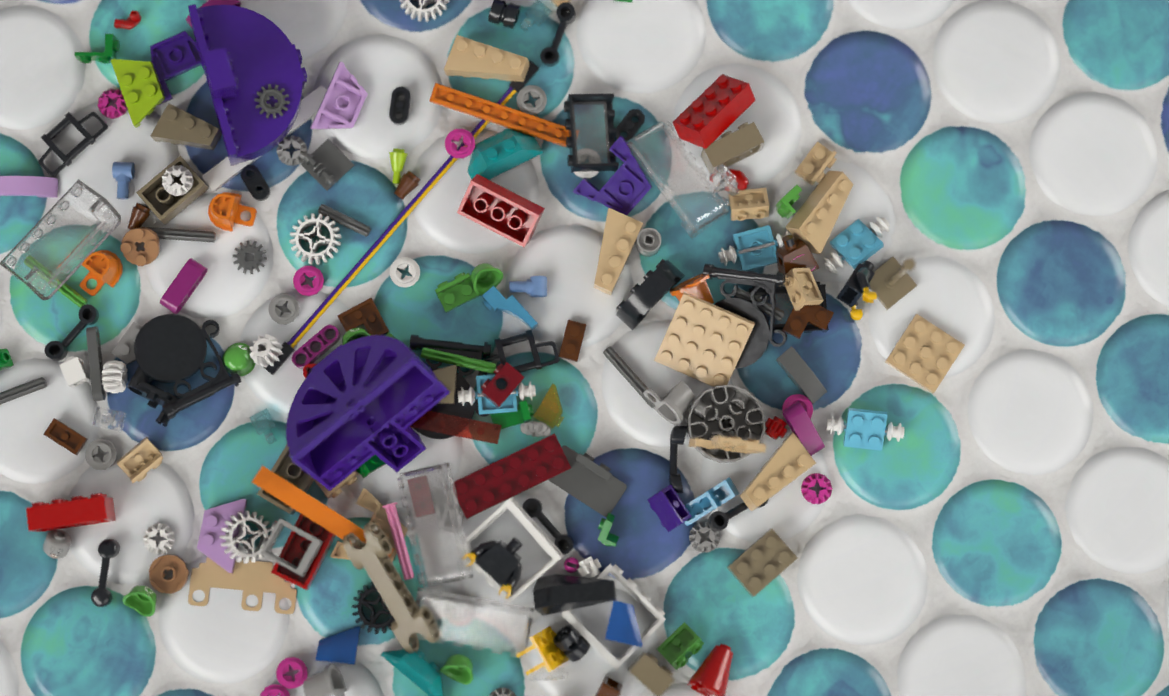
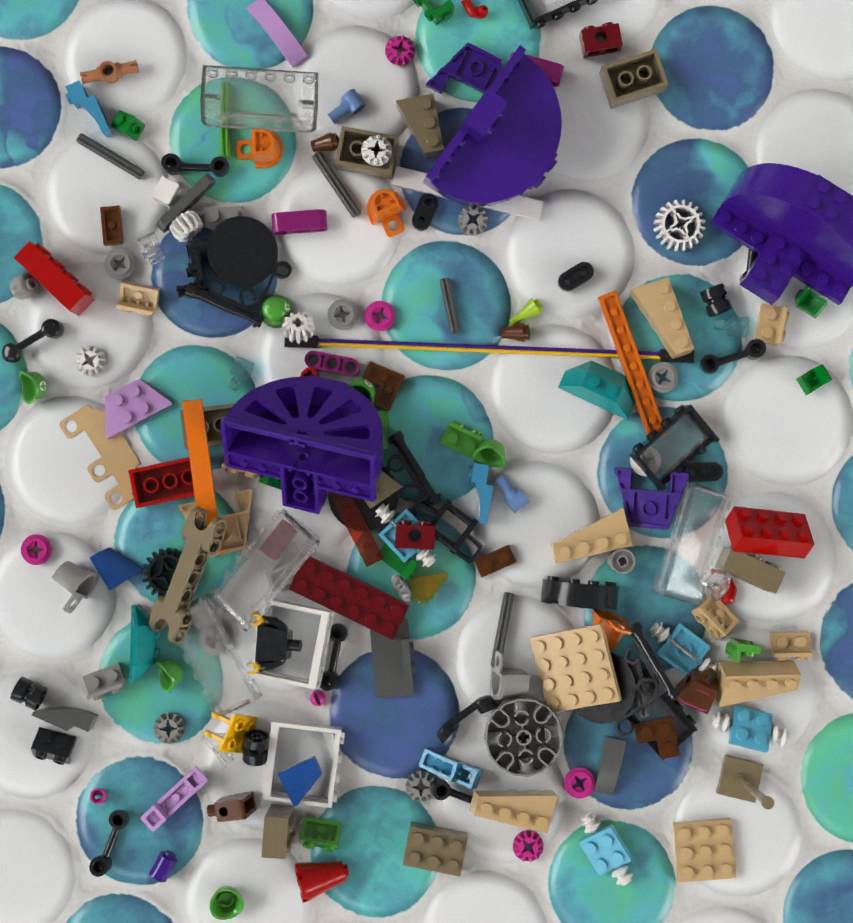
camera: 60 degrees right, 5 degrees up
(47, 138) = (327, 50): black bar -> none
(139, 87) = (428, 60): lime wing -> none
(151, 246) = (296, 156): medium nougat plate -> none
(157, 574) = (61, 398): medium nougat plate -> none
(243, 530) = (135, 424): white gear -> none
(257, 257) = (367, 260): dark grey gear -> none
(265, 96) = (496, 165): dark grey gear -> none
(283, 668) = (58, 547): dark pink gear -> none
(298, 235) = (409, 298): white gear -> none
(309, 556) = (141, 472): light grey window -> none
(327, 164) = (483, 257): dark grey hinge -> none
(341, 102) = (541, 228): lavender wing -> none
(396, 275) = (451, 378): white gear -> none
(399, 541) = (231, 549): bright pink axle -> none
(455, 136) = (586, 340): dark pink gear -> none
(458, 360) = (408, 484): bright green axle -> none
(500, 210) = (553, 423): red brick -> none
(566, 592) = (291, 712): black wedge -> none
(589, 567) = (325, 715): white gear -> none
(605, 537) = (360, 708): green bracket -> none
(669, 508) = (421, 742): dark purple brick -> none
(731, 444) = (507, 757): tan wing -> none
(775, 428) = (551, 777): red gear -> none
(802, 288) = (679, 716): tan bracket -> none
(803, 428) = (567, 800): magenta beam -> none
(856, 286) = (715, 757): black torso -> none

